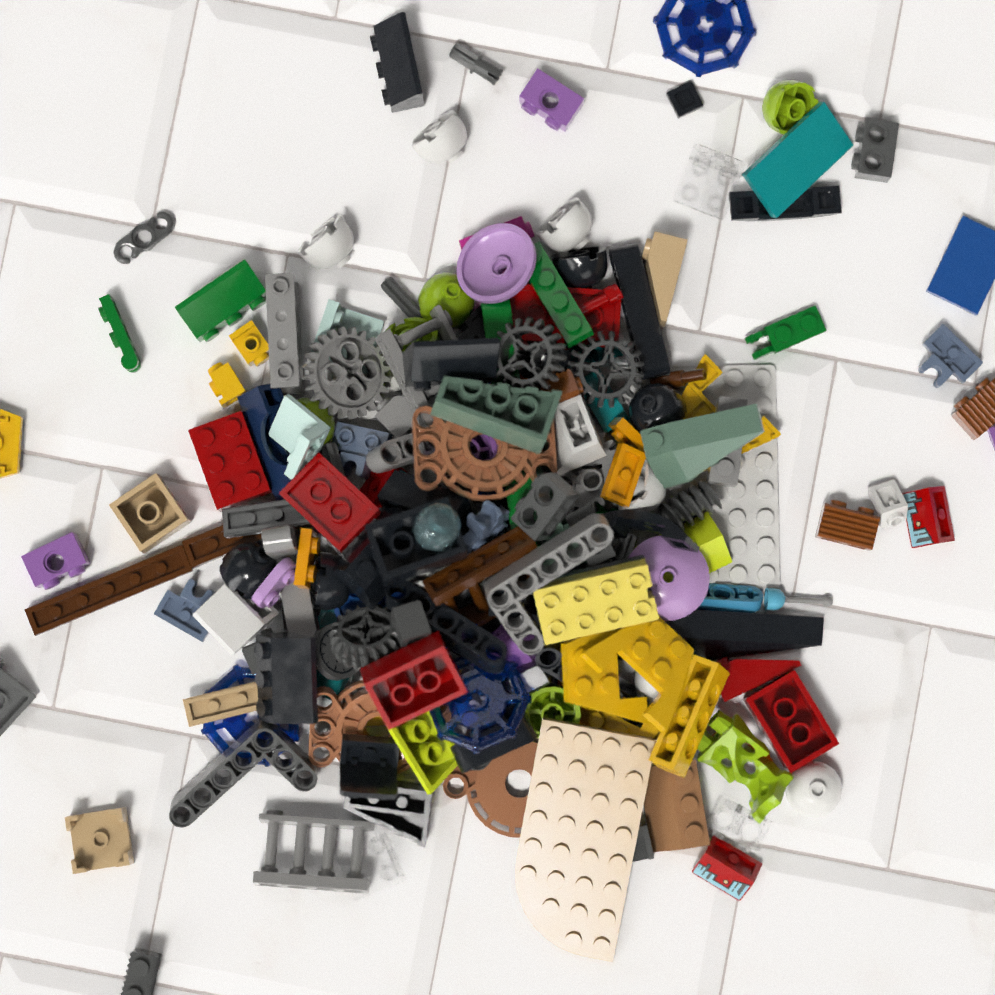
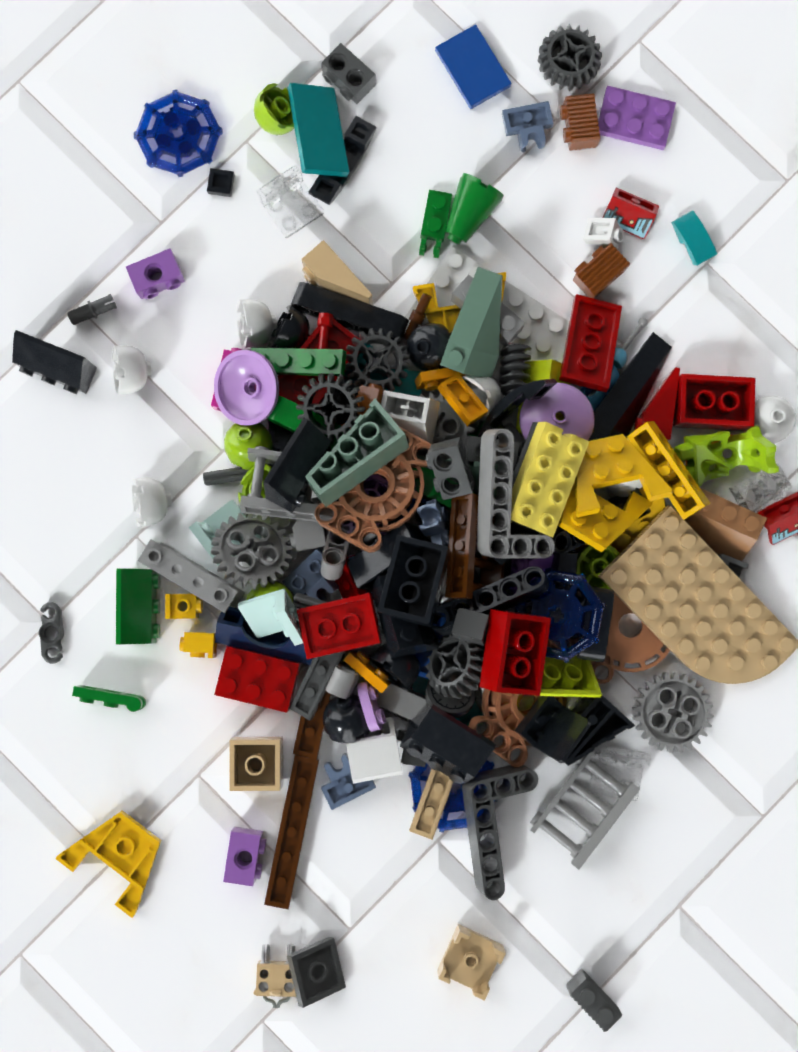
camera: 60 degrees left, 0 degrees up
(436, 526) = (415, 557): clear light blue hair -> none
(469, 904) = (694, 719): none -> light grey gear
(767, 562) = (590, 343): none -> red plate
(821, 358) = (471, 207): none -> green cone
(945, 596) = (694, 237): none -> teal slope

